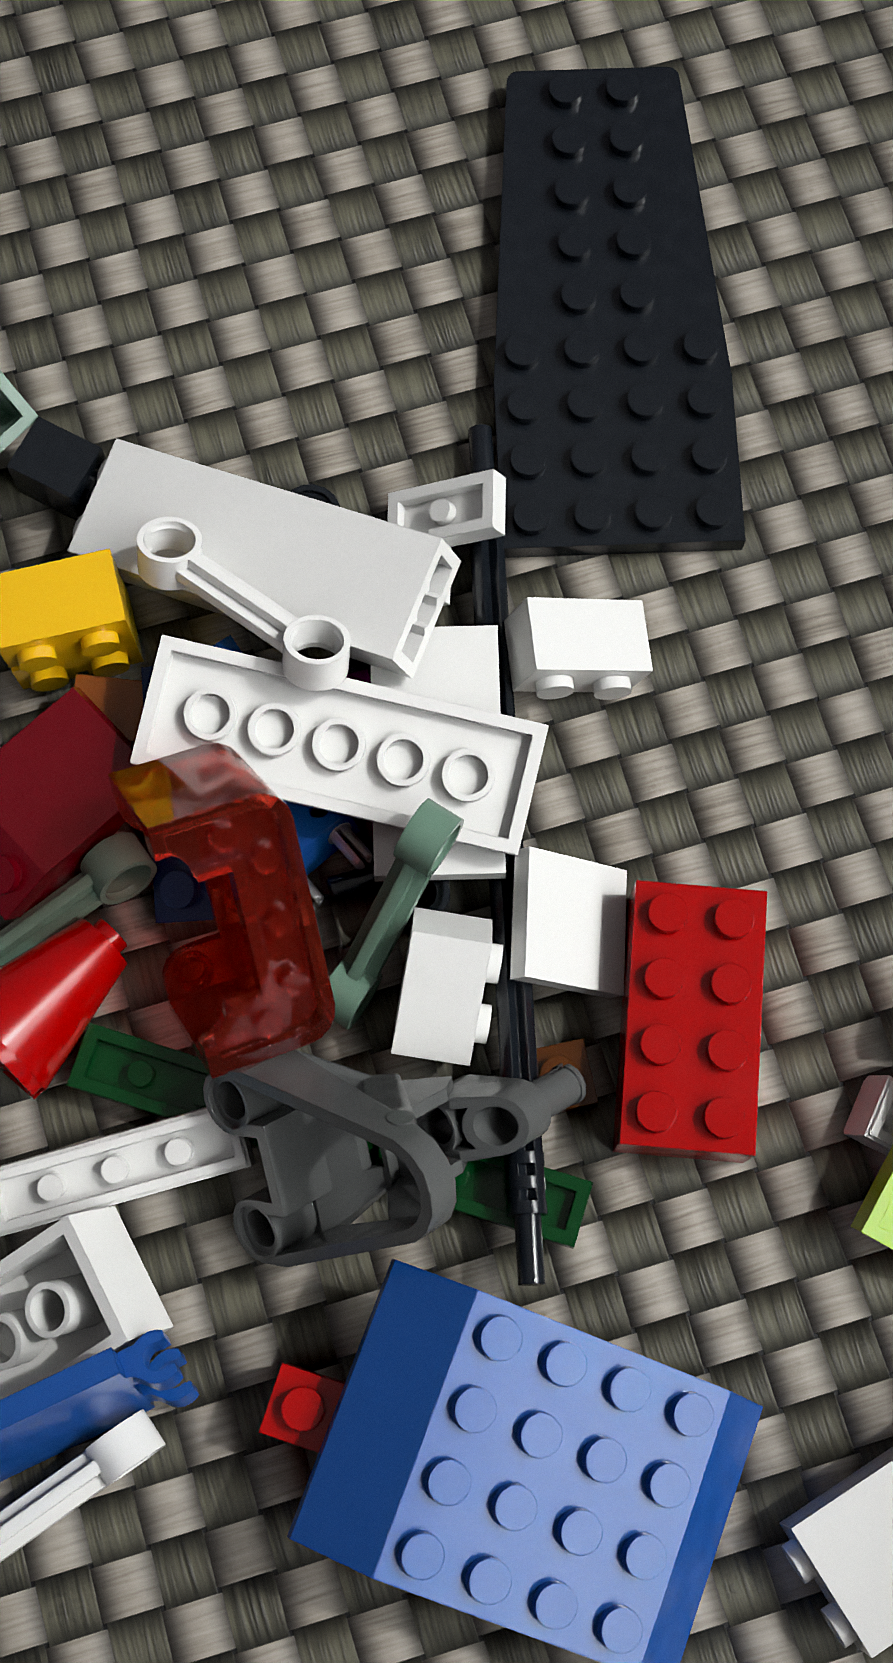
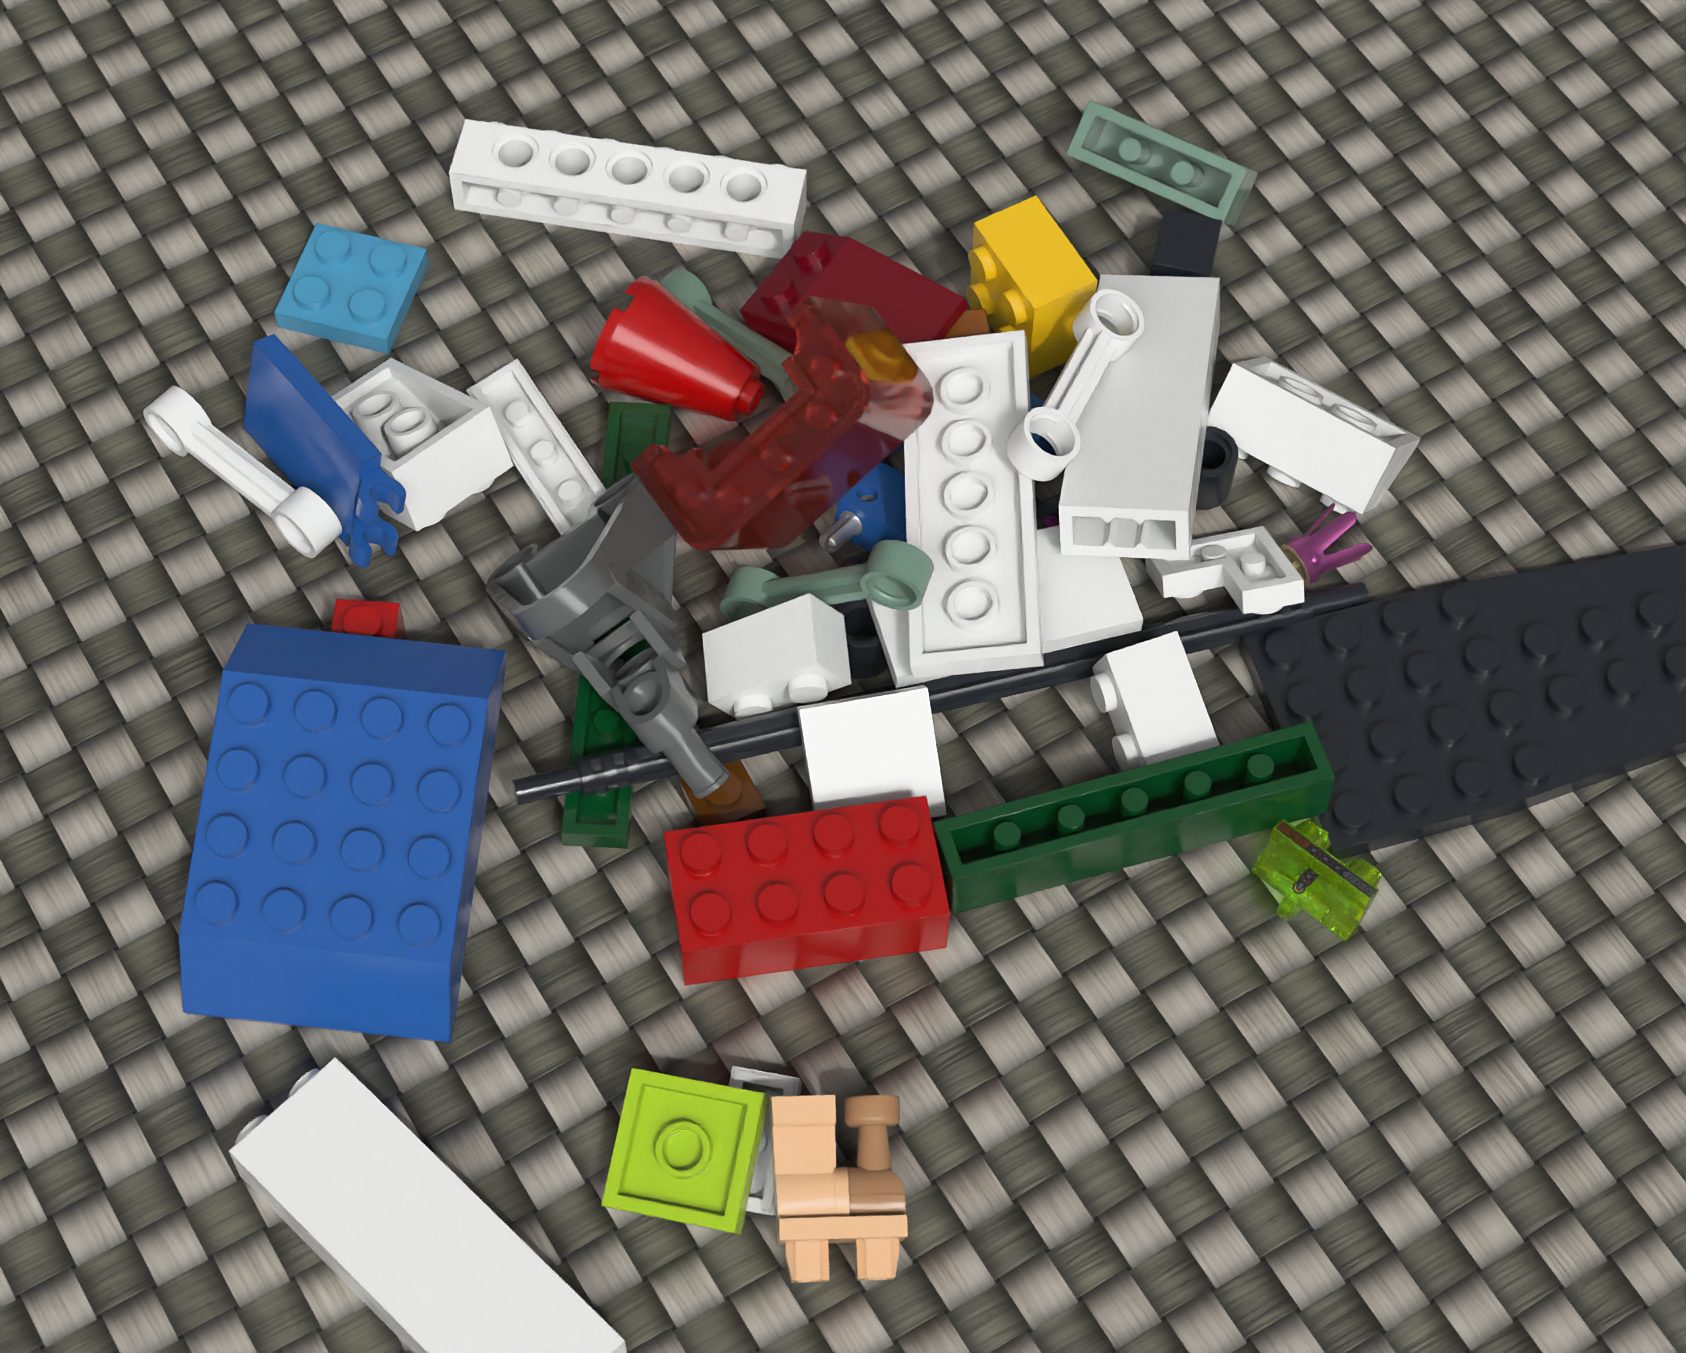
camera: 75 degrees right, 15 degrees down
(303, 412) = (1310, 434): none -> white slope
(436, 459) = (1307, 551): none -> flat silver piece
(692, 698) = (1133, 817): none -> dark green brick
(775, 568) = (1315, 880): none -> clear neon green hips

